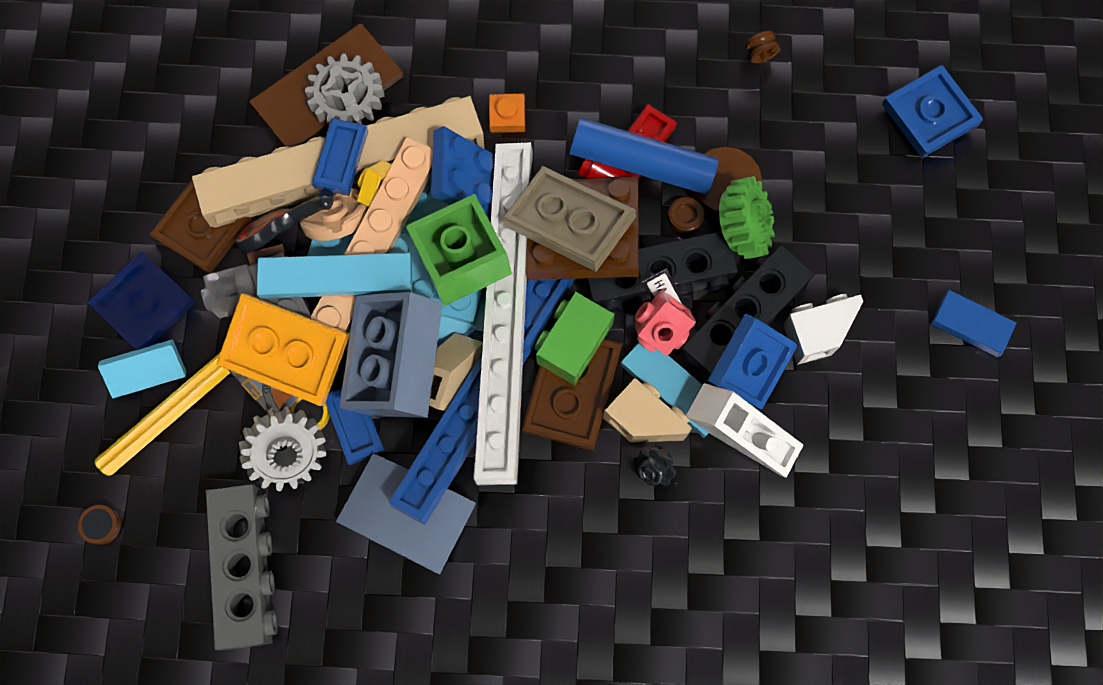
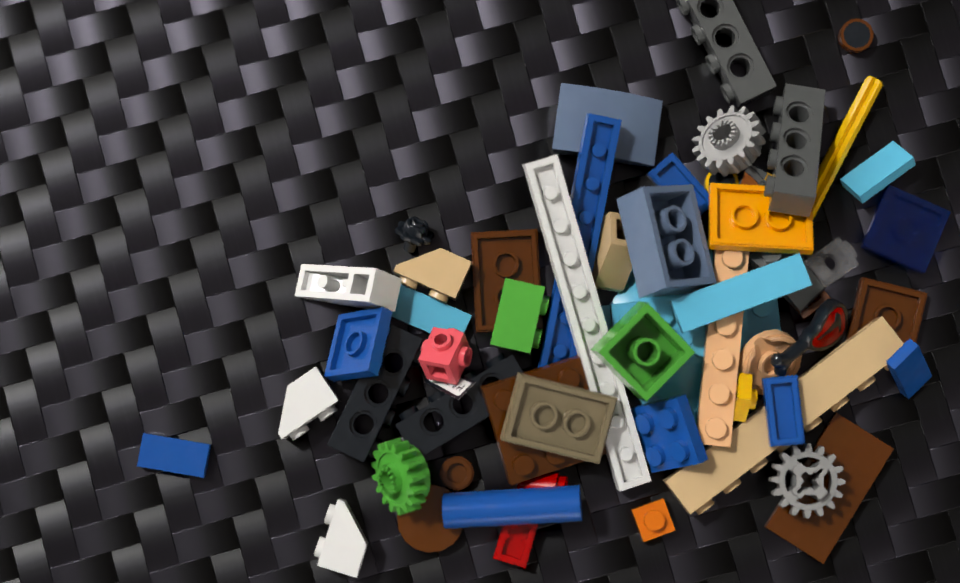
camera: 160 degrees right, 10 degrees up
(183, 455) = (796, 150): none -> dark grey brick
(199, 162) = (909, 368): none -> blue tile
(818, 182) = (344, 543): none -> white slope

